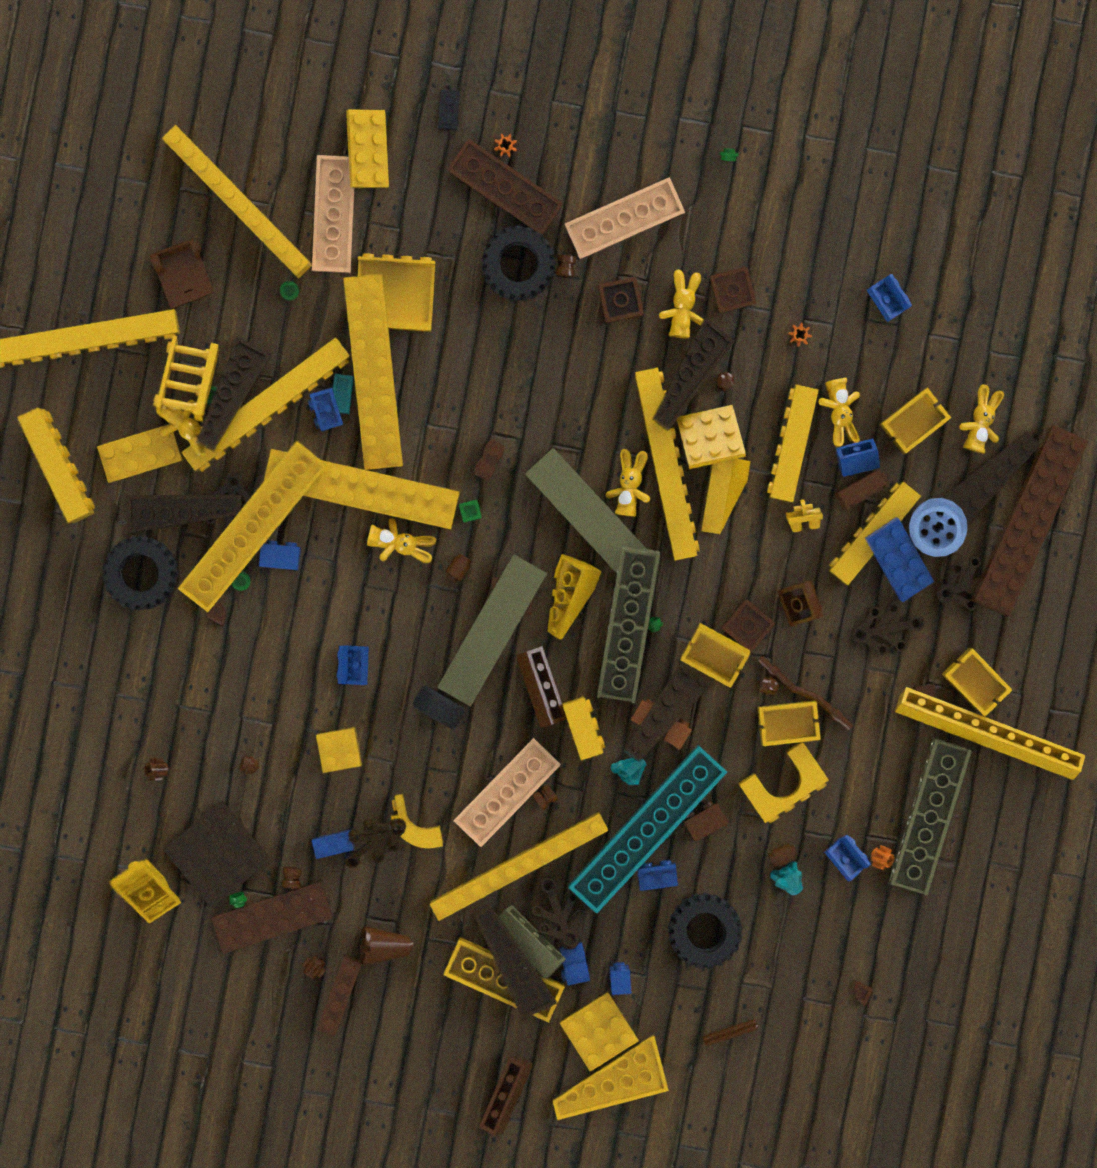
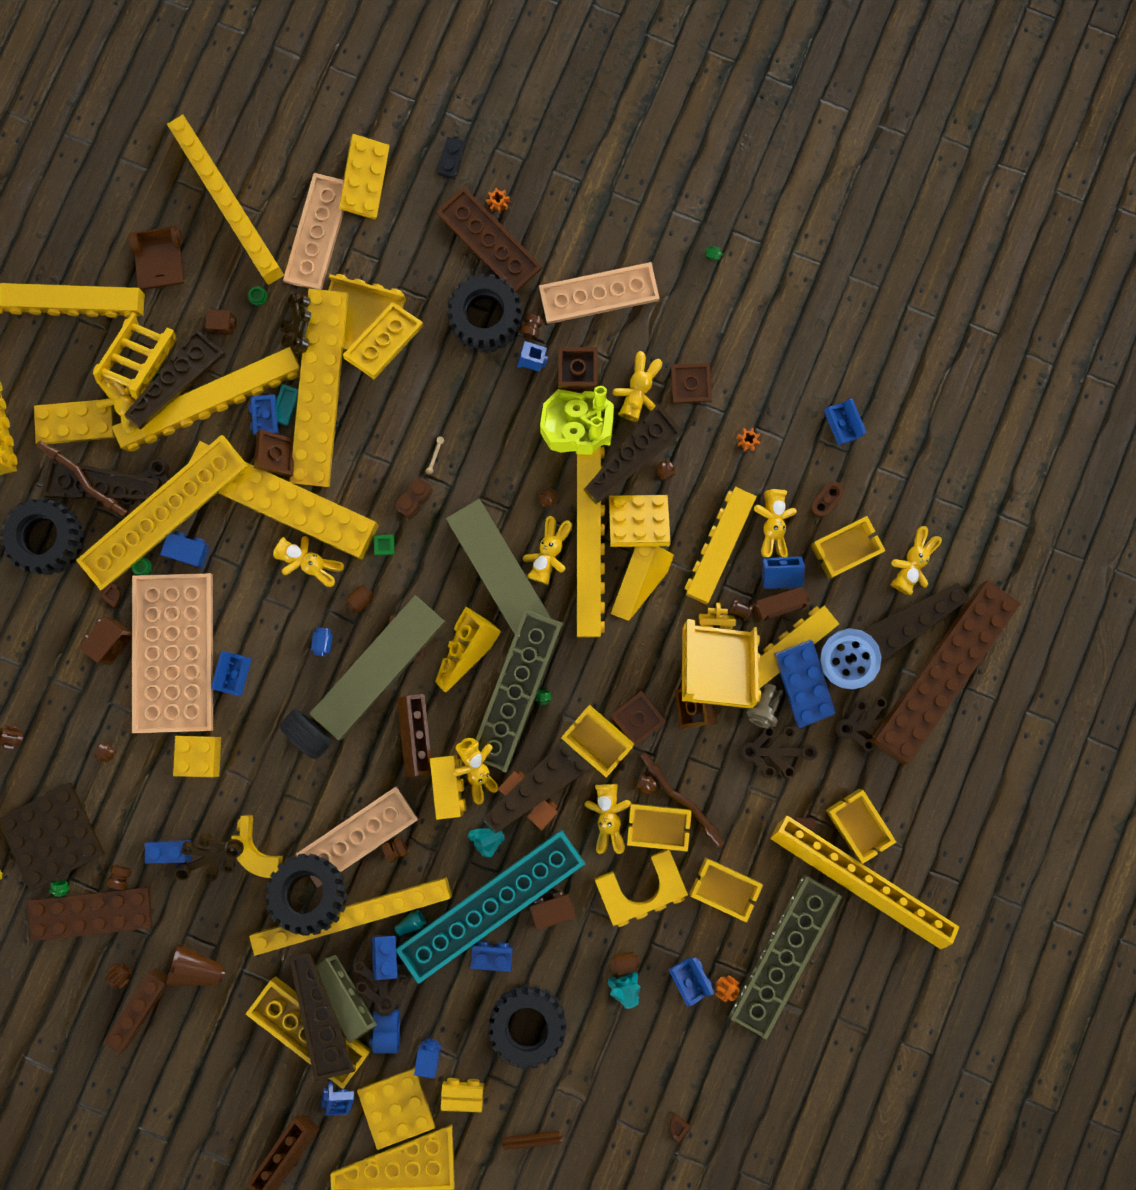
camera: 15 degrees right, 5 degrees down
(132, 491) = (108, 502): none -> reddish brown bar
(228, 659) = (106, 640): none -> reddish brown brick
(260, 325) = (220, 322): none -> reddish brown brick
(291, 657) = (172, 653): none -> light nougat plate
(345, 445) = (274, 453): none -> reddish brown plate
(347, 333) = (300, 325): none -> dark brown plant
(426, 312) = (383, 340): none -> yellow plate
(431, 616) = (321, 641): none -> blue brick
(458, 836) = (285, 880): none -> black tyre
(500, 397) = (440, 440): none -> tan hinge
(544, 1036) = (336, 1102): none -> blue bracket
(559, 896) = (384, 957): none -> blue brick
(572, 290) = (532, 356): none -> blue brick
(575, 861) = (412, 922): none -> teal cone
(606, 706) = (476, 771): none -> yellow animal
(618, 431) = (548, 497): none -> reddish brown plate
(644, 352) = (590, 424): none -> neon yellow brick
(658, 1006) = (462, 1095): none -> yellow brick
(740, 727) = (608, 820): none -> yellow animal
(816, 560) = (720, 666): none -> yellow panel
(825, 501) = (741, 609): none -> reddish brown bush
(862, 767) = (725, 889): none -> yellow piece
(866, 590) = (763, 712): none -> dark tan piece
(886, 377) = (826, 499): none -> reddish brown plate

